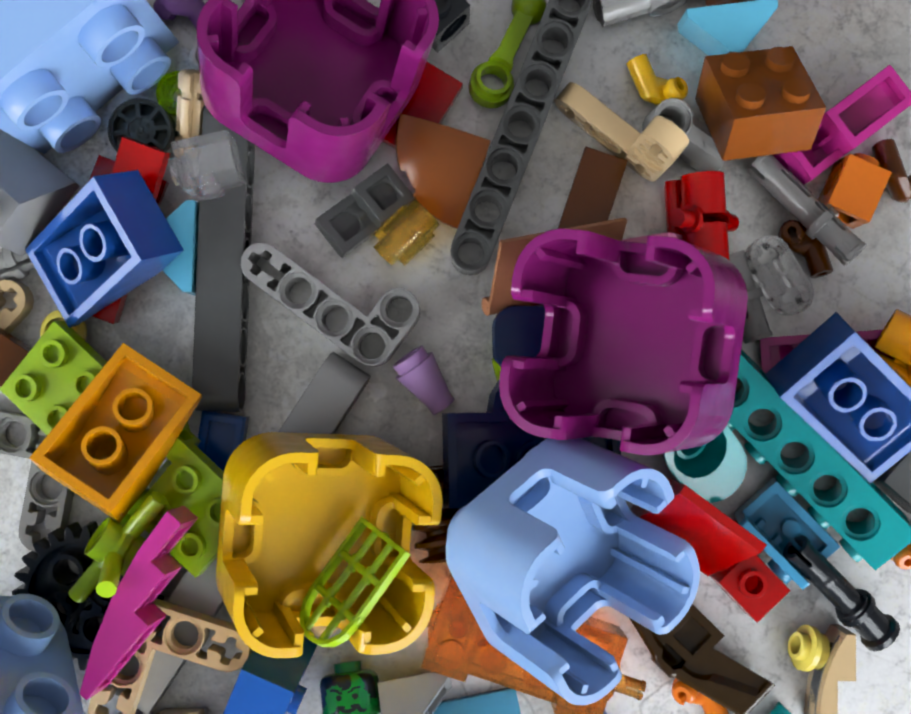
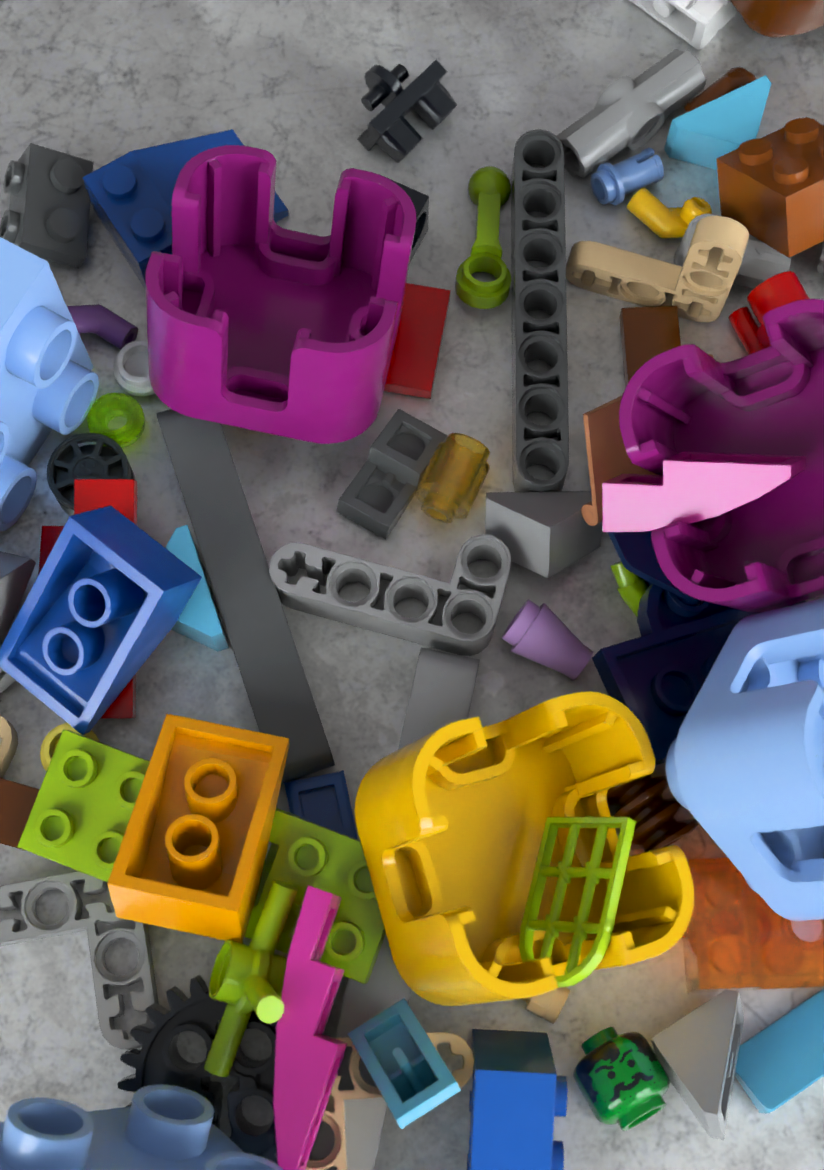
camera: 20 degrees left, 15 degrees down
(189, 105) = (142, 433): tan axle -> none
(194, 650) = (403, 1063): none -> medium azure slope
(207, 165) = (191, 472): clear brick -> none
(439, 165) = (463, 383): dark orange brick -> none
(451, 297) = (542, 528): none -> light grey slope
(557, 332) = (692, 489): none -> slope
(635, 39) = (617, 180): none -> medium blue pin

